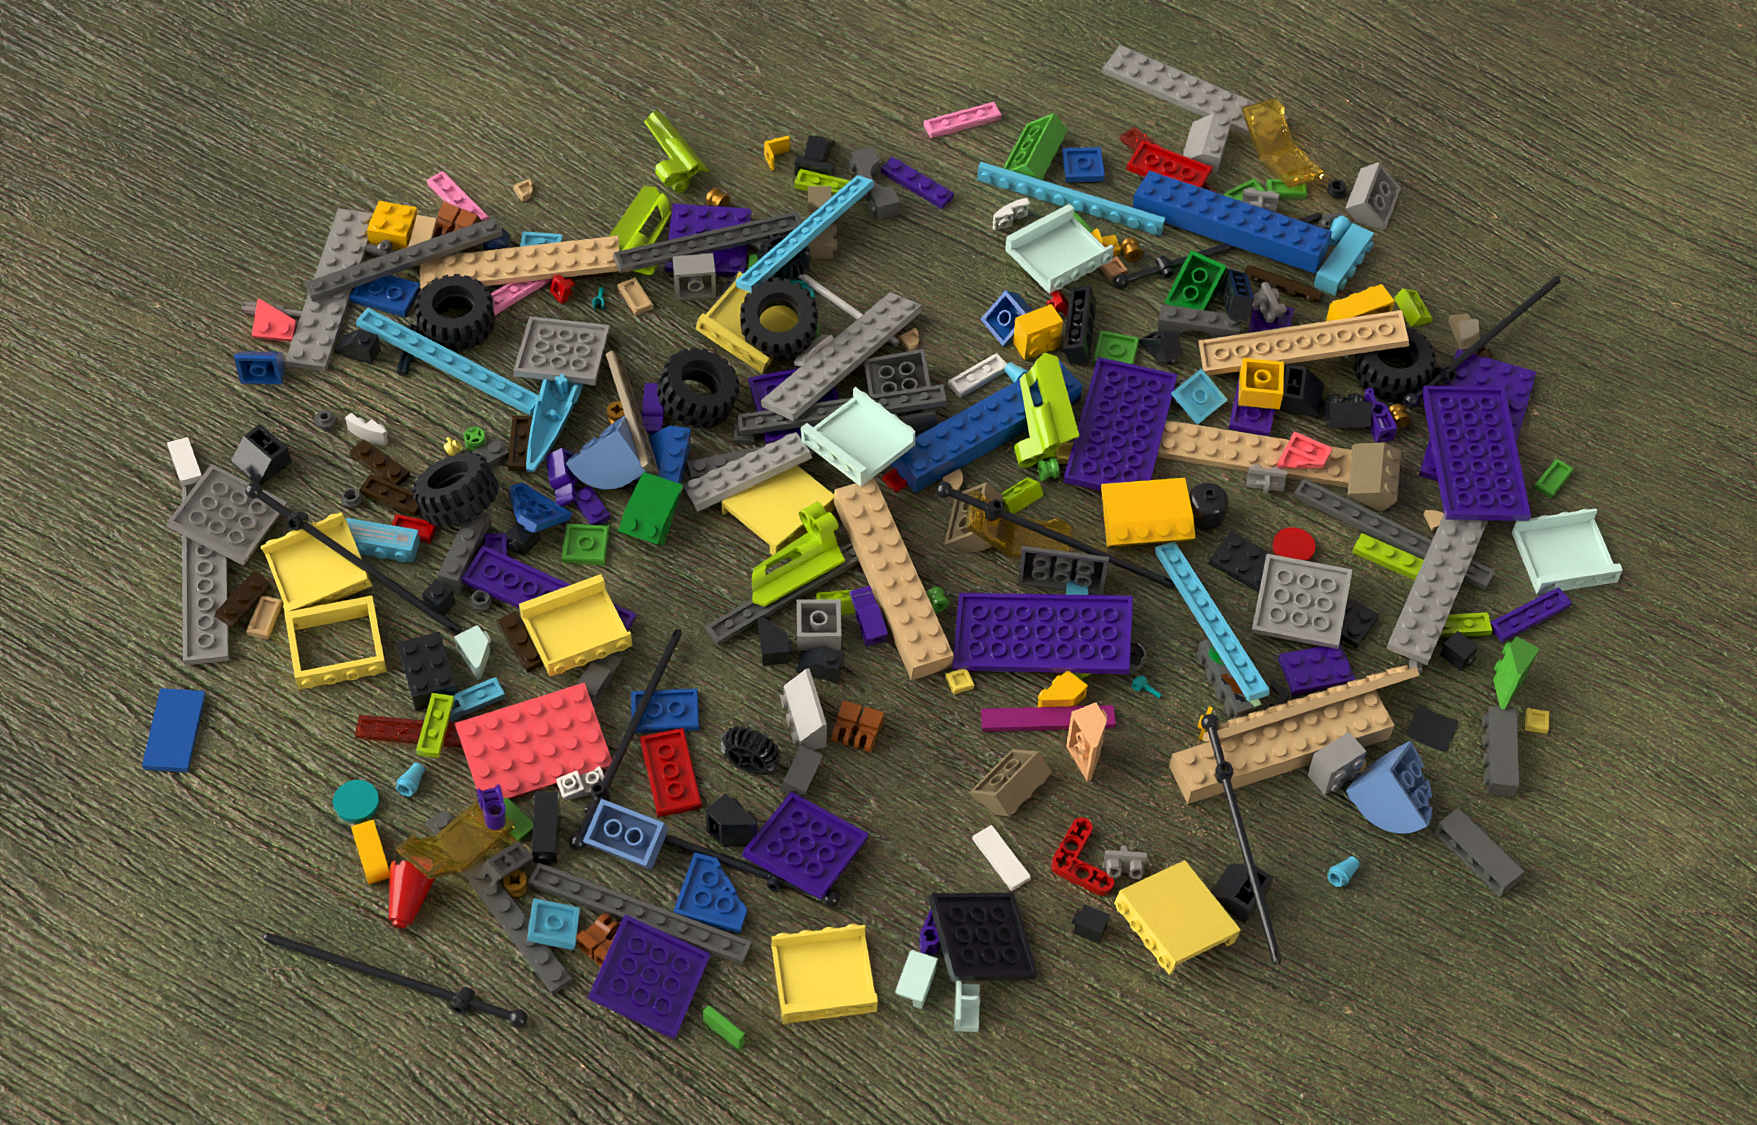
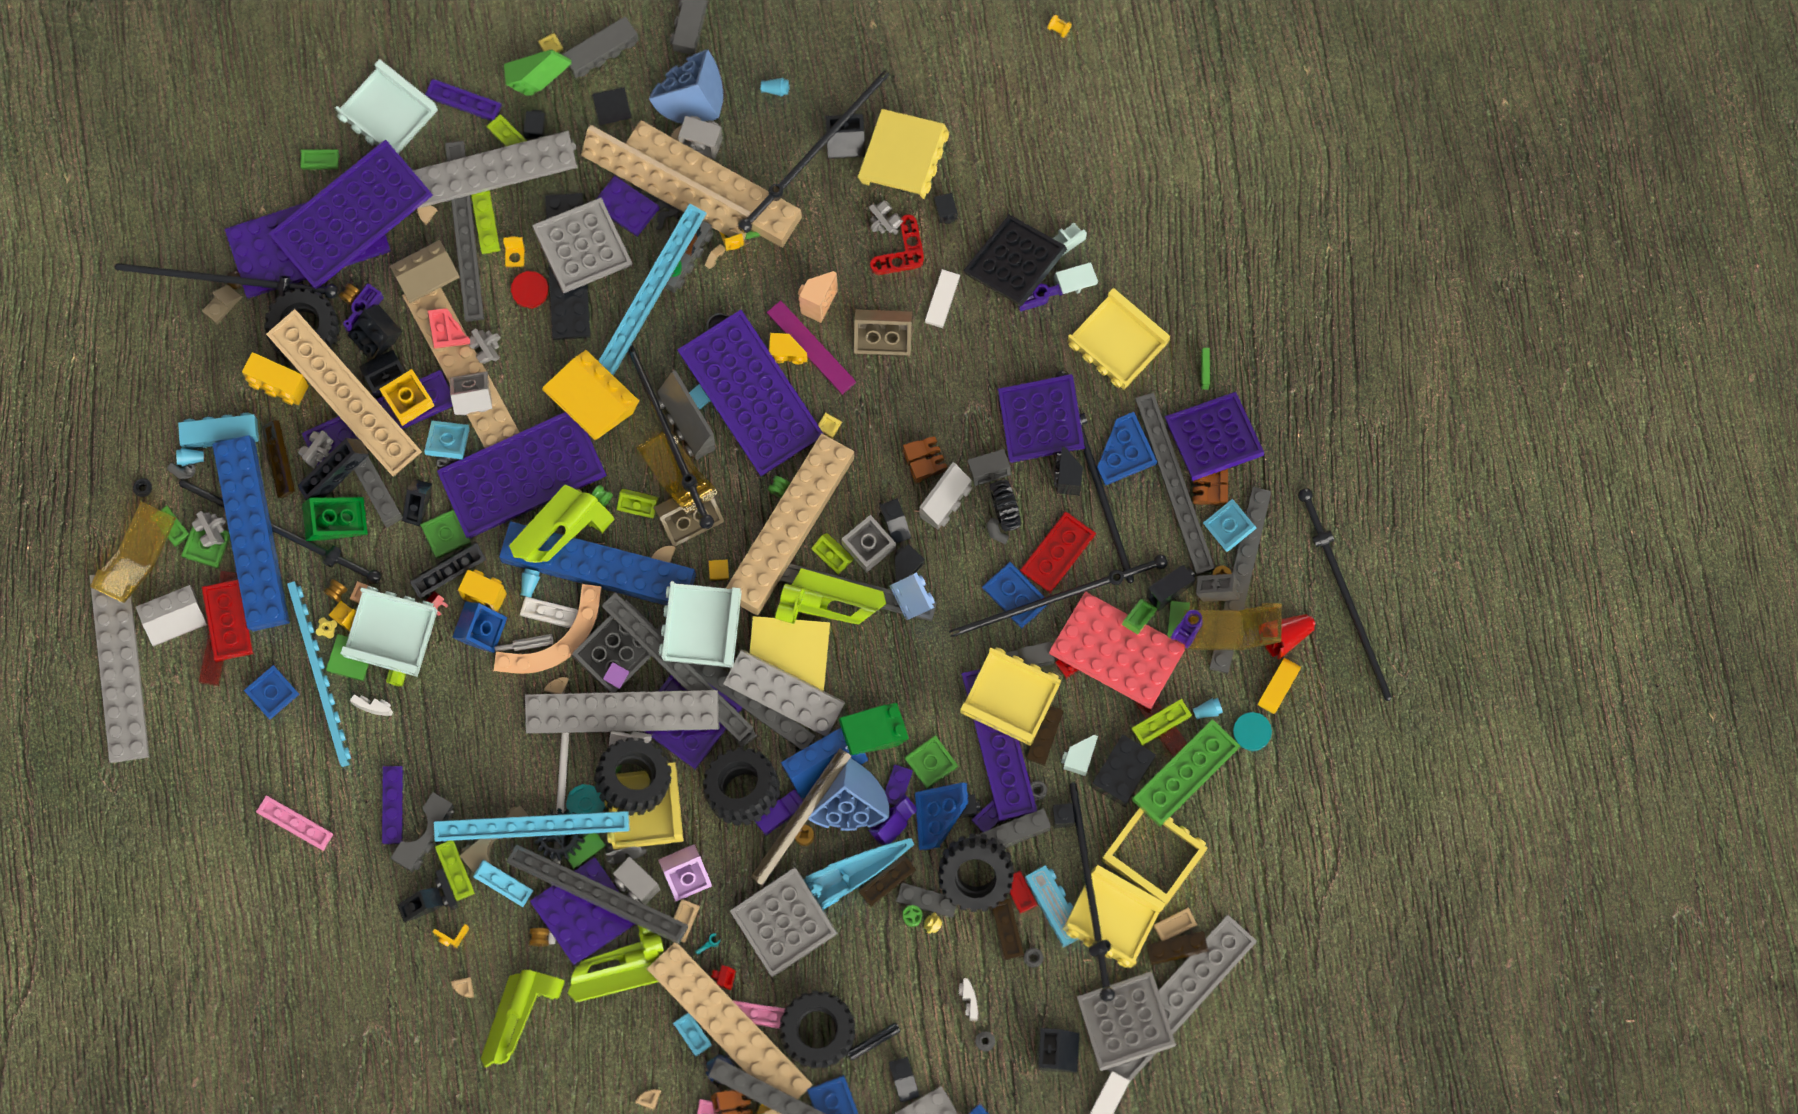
camera: 125 degrees left, 20 degrees up
(174, 730) = (1306, 899): blue tile -> none
(372, 709) = (1186, 773): none -> bright green plate
(379, 463) = (987, 967): dark brown plate -> none
(448, 361) = (864, 996): medium azure plate -> none
(477, 698) = (1112, 722): medium azure hinge -> none
(545, 777) = (1139, 616): none -> bright green tile
(578, 786) = (1118, 599): white slope -> none
(626, 834) = (1133, 531): medium blue brick -> none
(671, 317) = (685, 872): none -> lavender slope
(728, 139) = (464, 987): none -> tan tile
(734, 609) = (912, 596): none -> light blue slope
(783, 201) = (502, 883): none -> medium azure tile
(868, 616) = (832, 518): dark purple piece -> none
(876, 367) = (616, 675): none -> medium lavender tile
(903, 510) = (718, 570): none -> yellow tile
(938, 358) = (564, 647): none -> light nougat plate
(966, 343) = (527, 643): none -> light grey axle
(1037, 147) = (288, 739): bright green slope -> none
(1105, 227) = (329, 633): none -> light yellow plate
(1141, 682) = (732, 307): teal hand -> none
(1205, 699) = (713, 256): none -> tan tile
(1208, 505) = (545, 363): black head -> none
(1227, 432) = (470, 393): none -> light grey slope
(1348, 557) = (514, 245): none -> yellow bracket
(1373, 196) = (132, 454): light grey slope -> none
(1413, 307) = (225, 355): lime slope -> none

